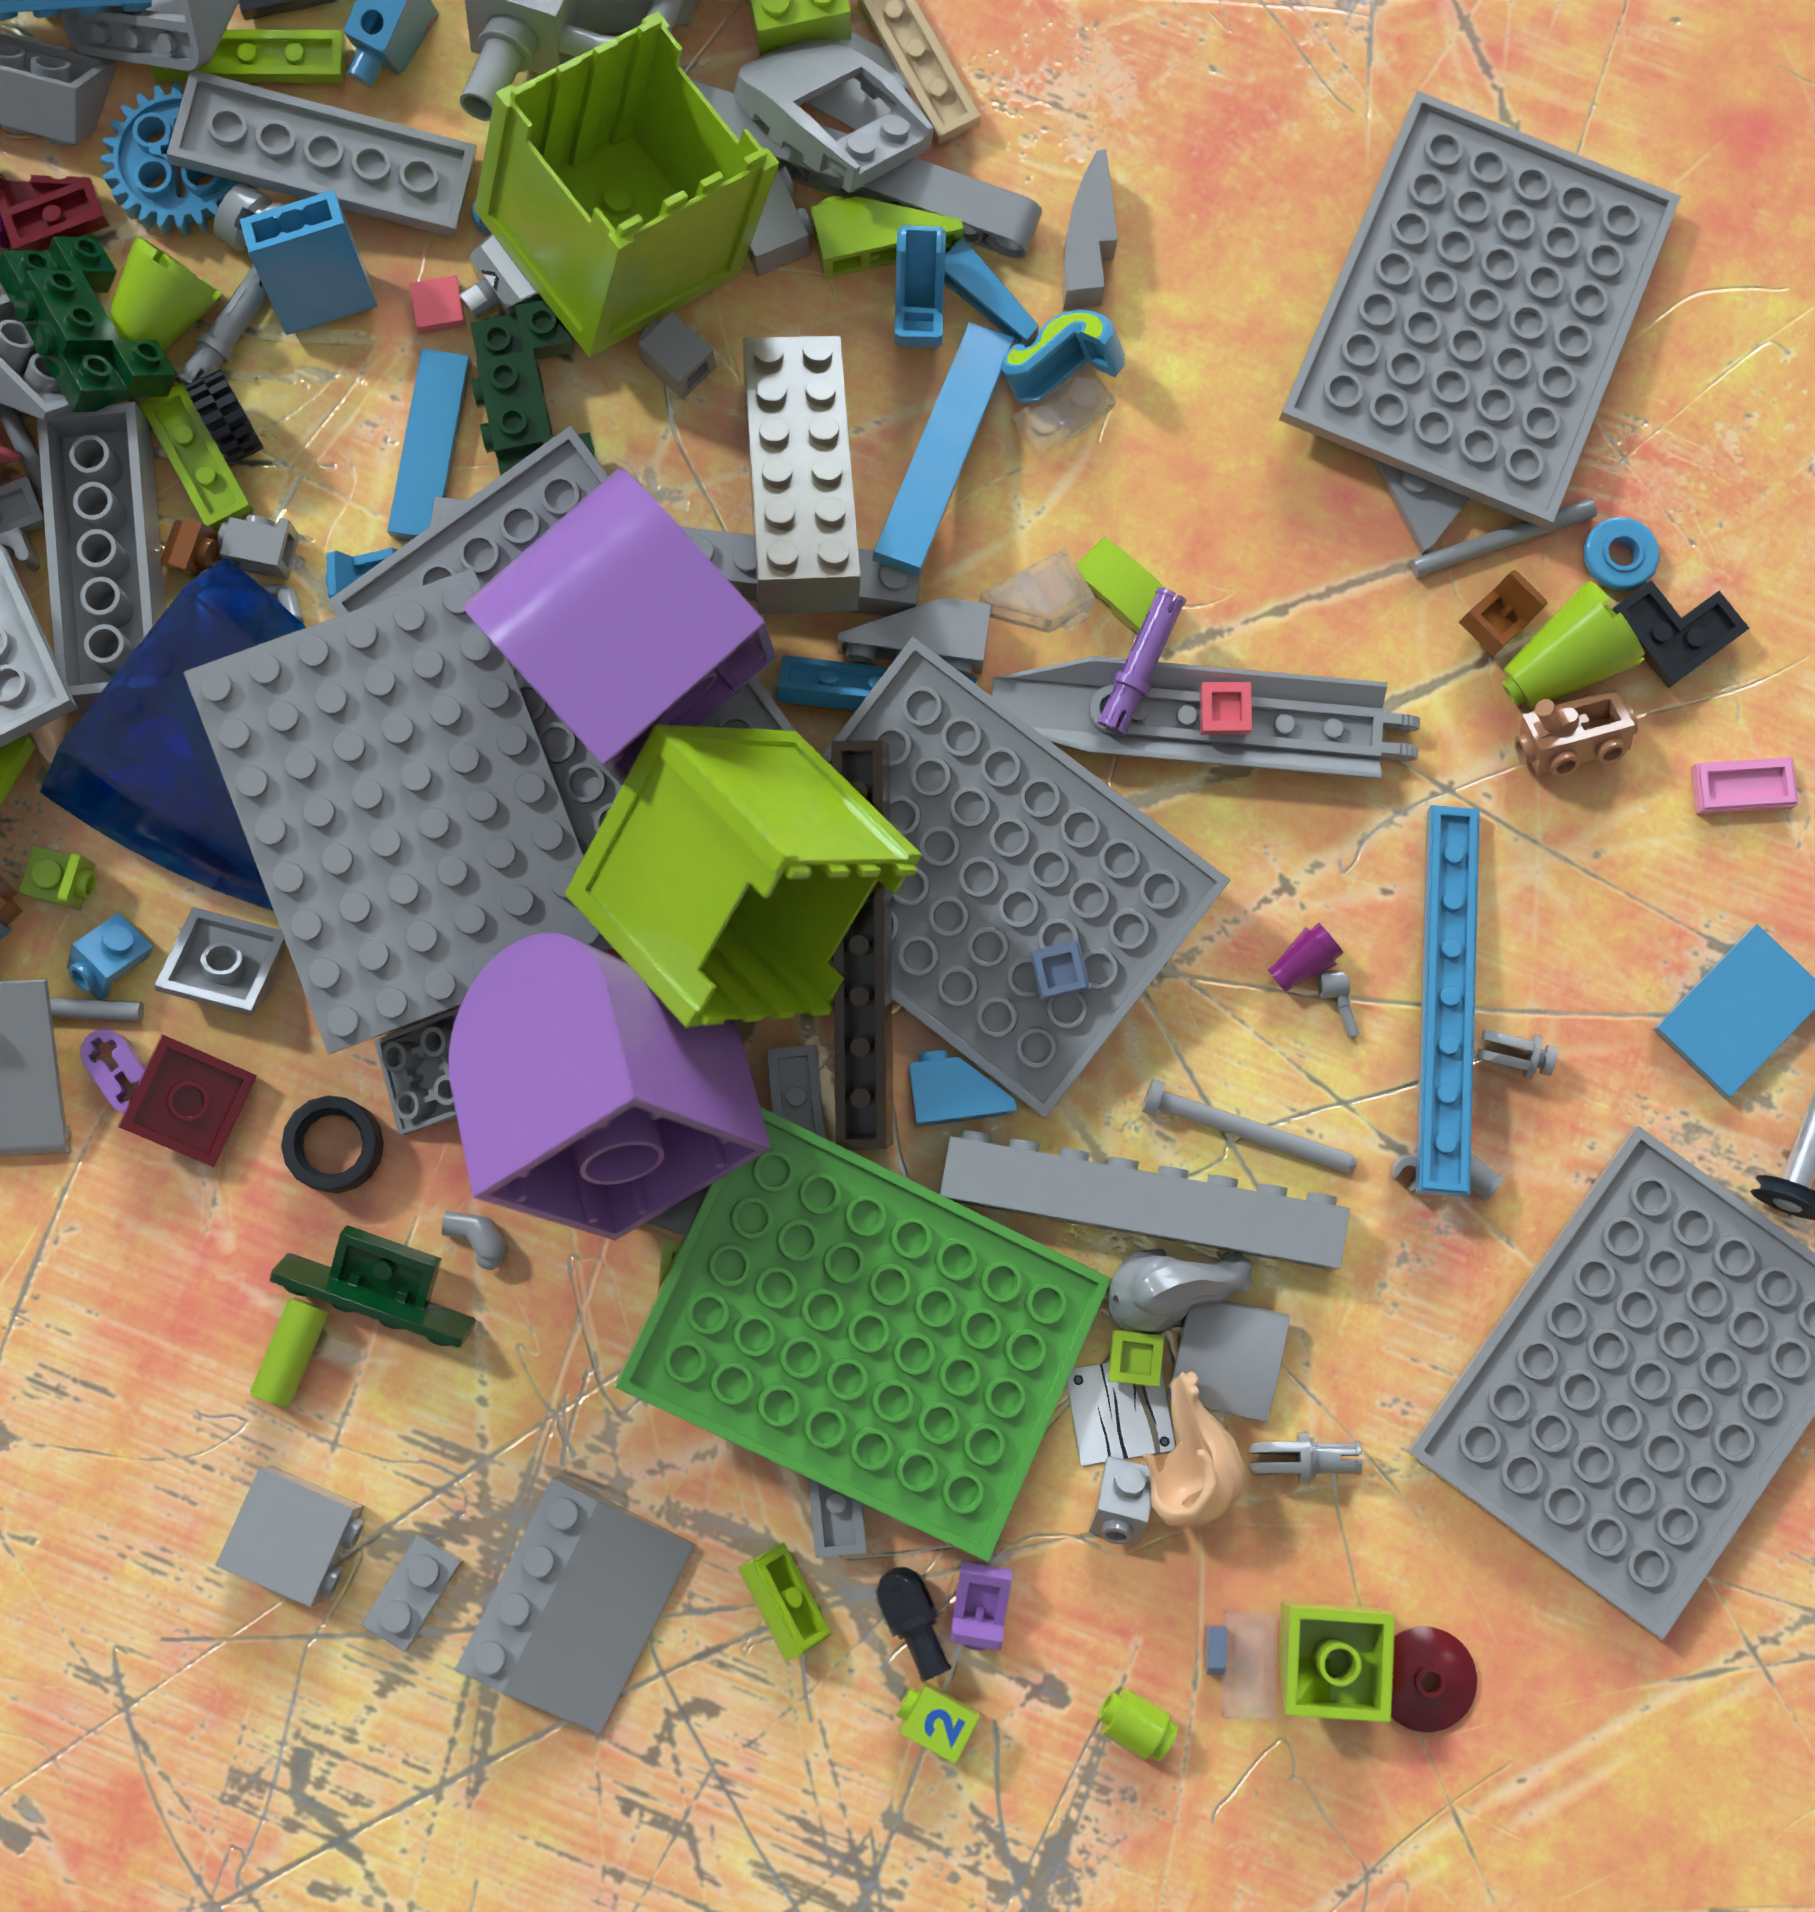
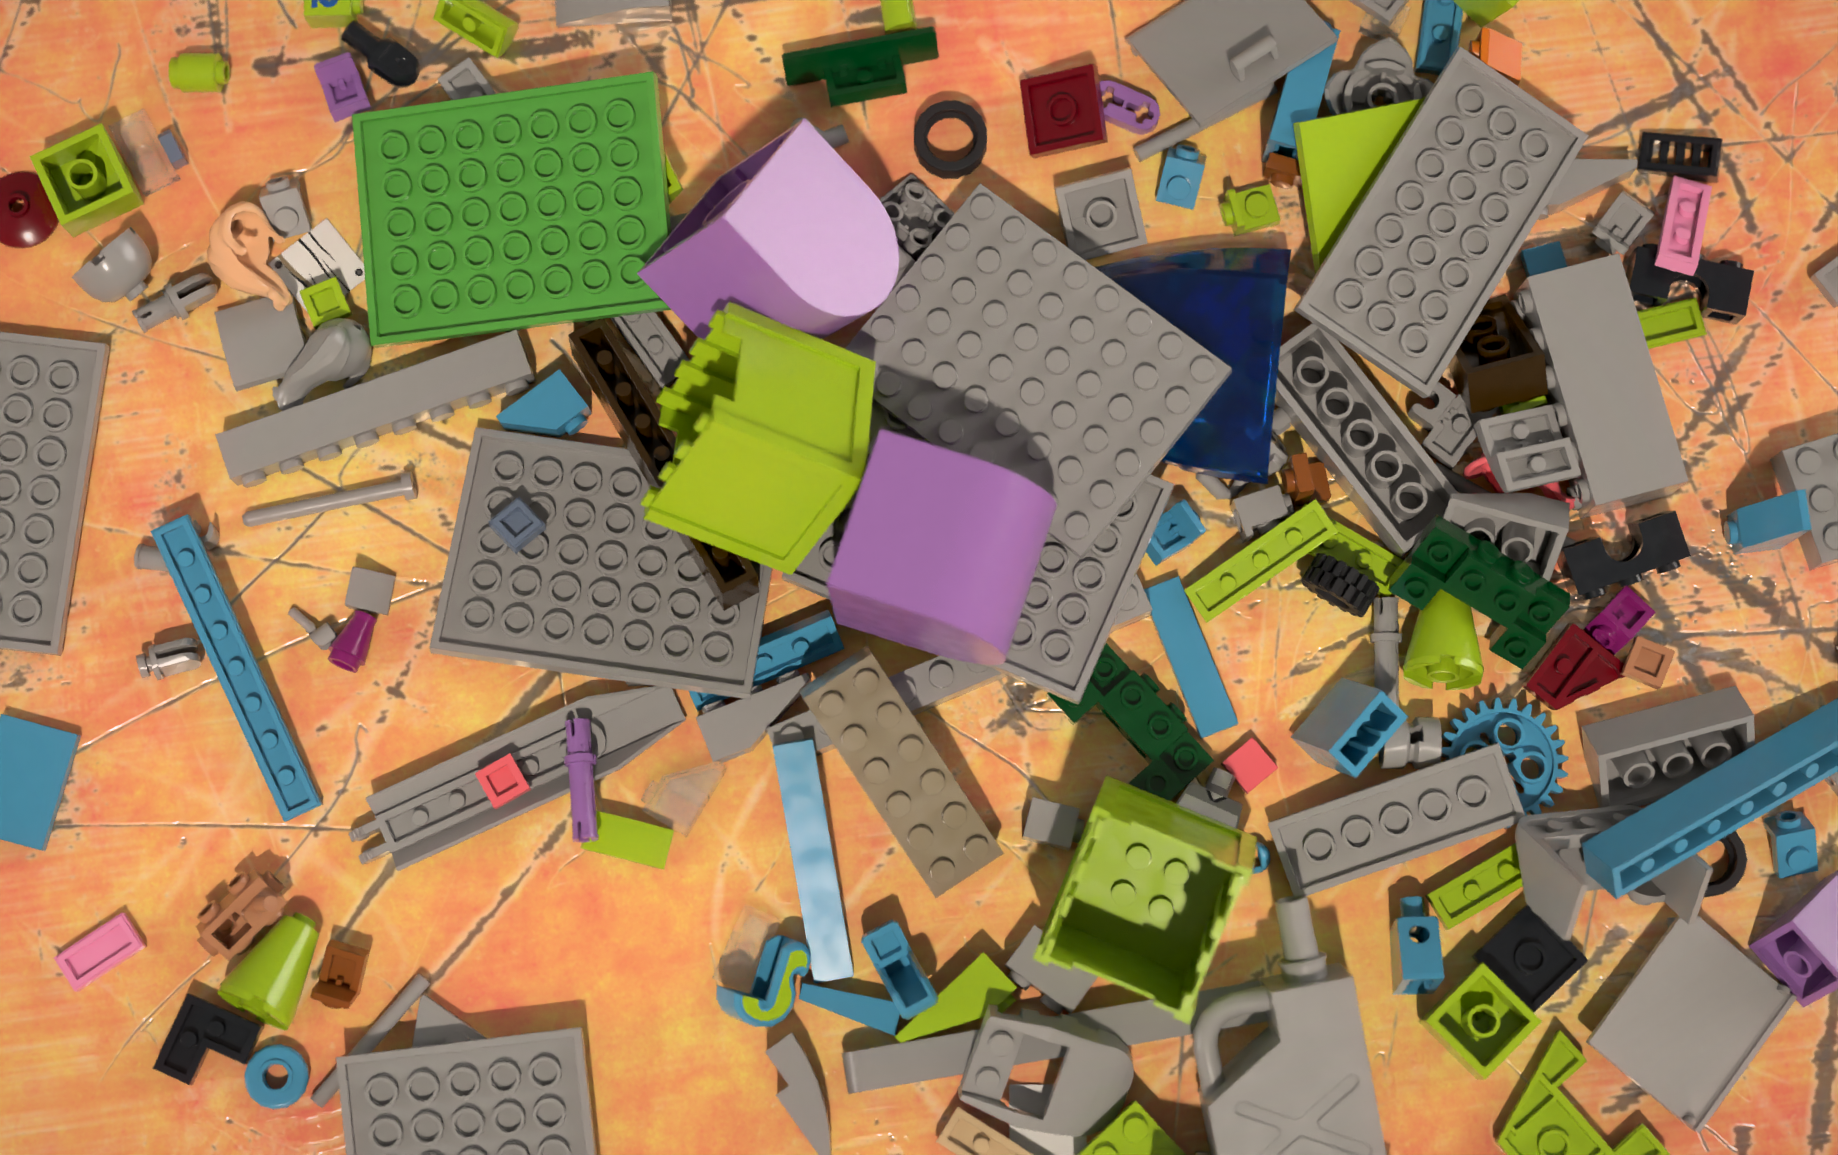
camera: 155 degrees right, 0 degrees up
(289, 490) = (1261, 560): none -> lime plate
(1257, 1005) = (370, 591): none -> light grey slope
(1354, 1533) = (117, 269): none -> light grey cylinder

